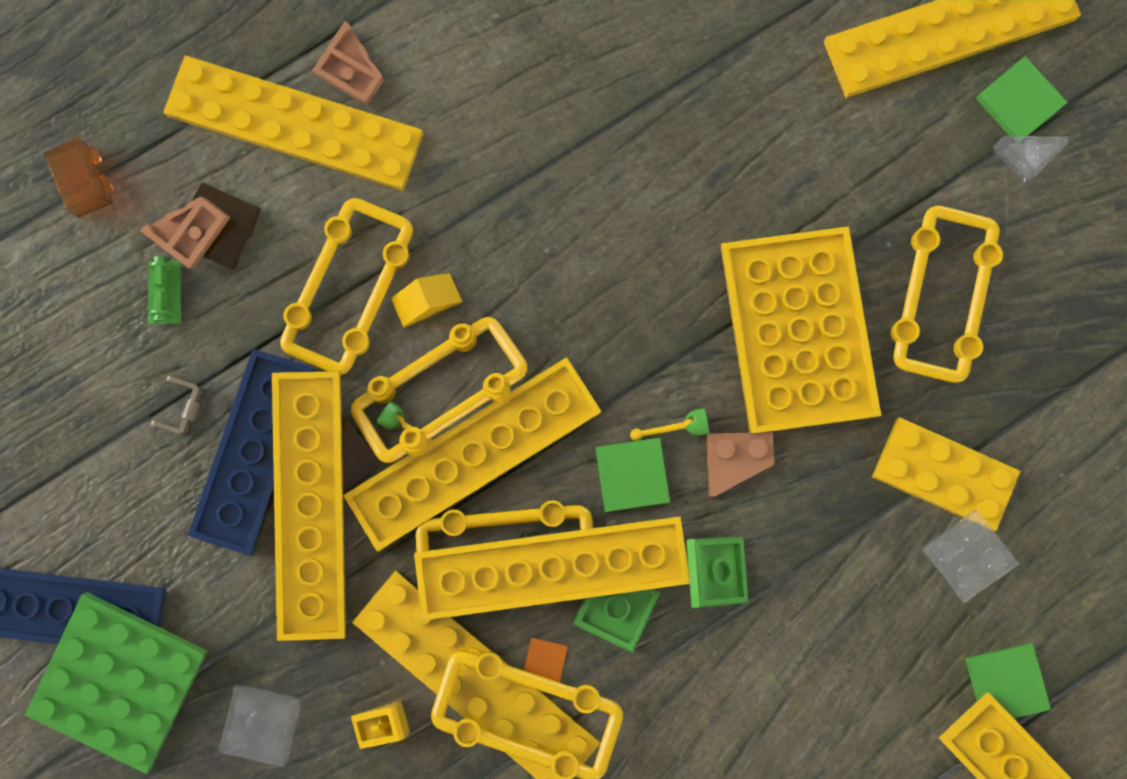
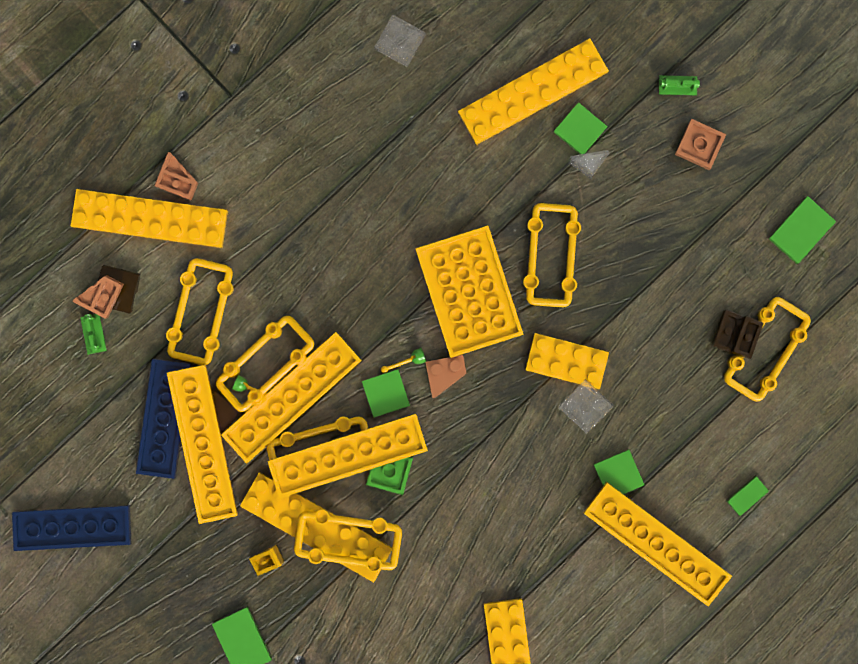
camera: 10 degrees left, 5 degrees up
(79, 177) = (29, 274): clear orange brick -> none
(116, 682) = (112, 563): bright green plate -> none
(189, 411) = (122, 400): dark tan piece -> none
(260, 725) = (198, 572): clear plate -> none
(425, 298) = (247, 311): yellow slope -> none
(546, 659) = (354, 507): orange sticker -> none
(717, 571) = (442, 440): bright green tile -> none

